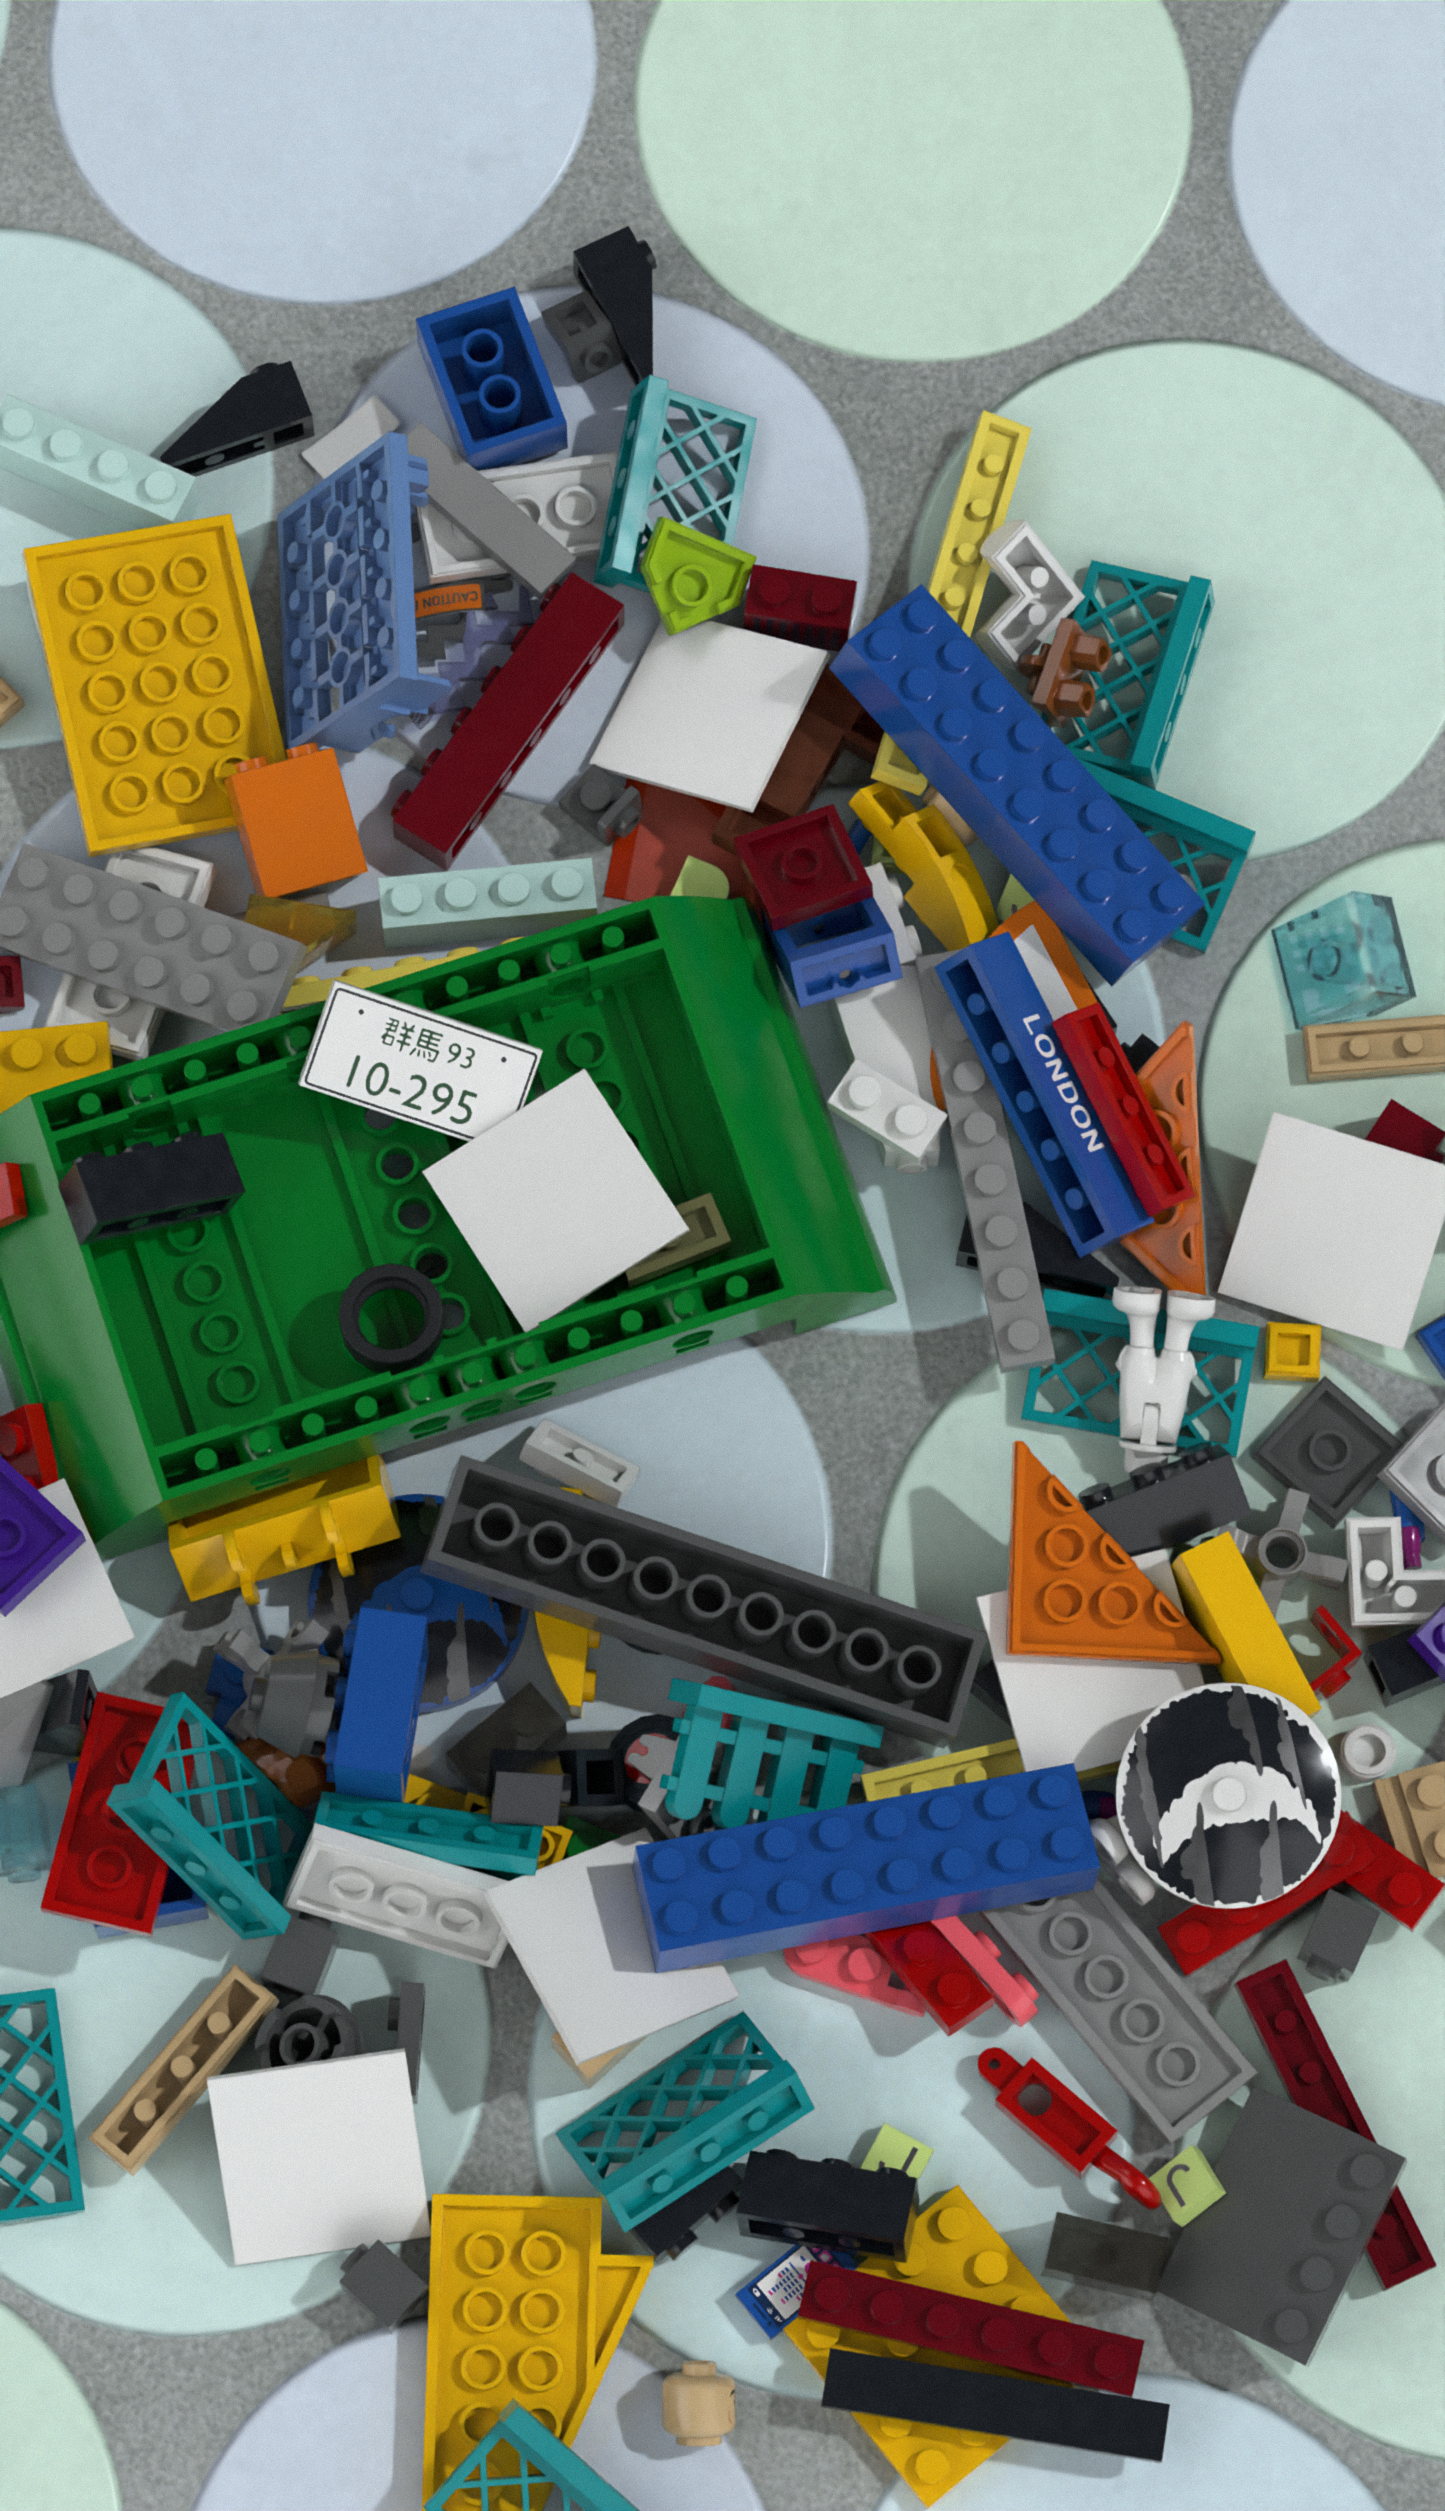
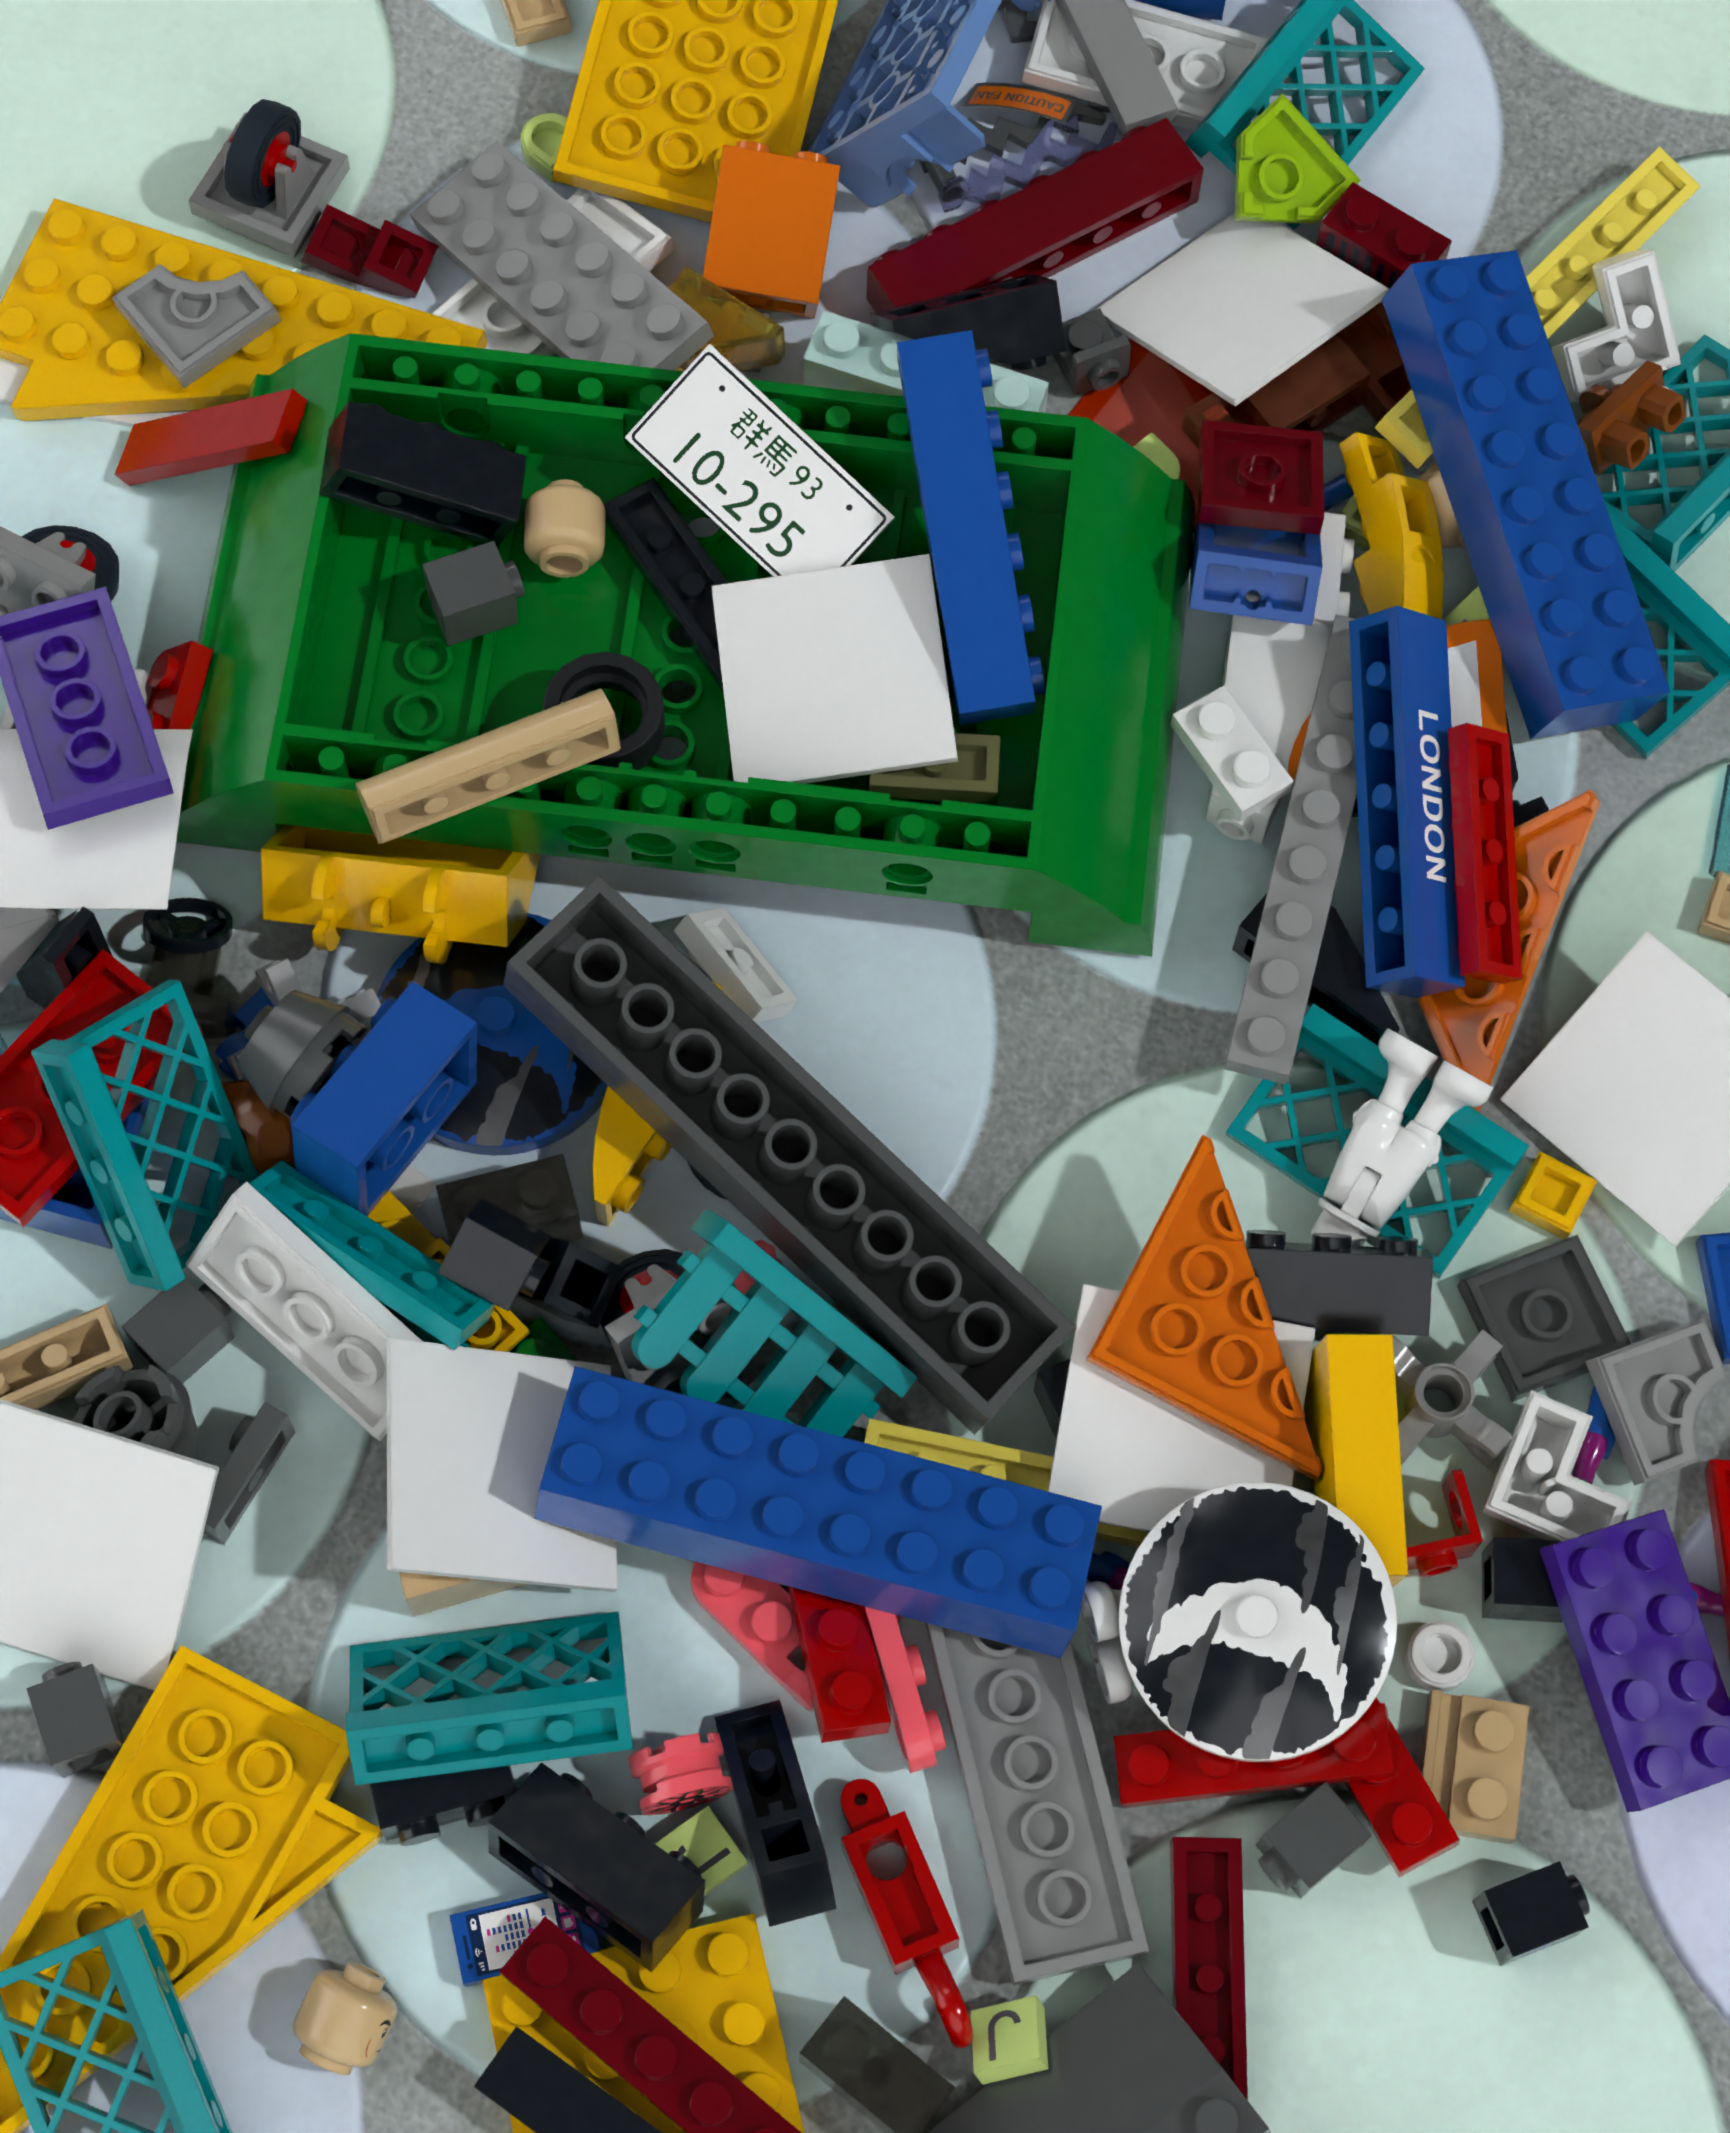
camera: 25 degrees right, 5 degrees down
(60, 821) = (541, 142): none -> yellowish green tile
(143, 1665) = (193, 959): none -> piece
(235, 1264) = (473, 592): none -> dark grey brick
(279, 1175) = (564, 528): none -> tan head
(337, 1410) = (489, 766): none -> tan brick
(379, 1166) = (671, 565): none -> black tile
(519, 821) = (1011, 318): none -> black slope
(607, 1037) = (967, 527): none -> blue brick
(854, 2109) = (680, 1774): none -> coral wheel
(937, 2104) = (776, 1814): none -> black slope

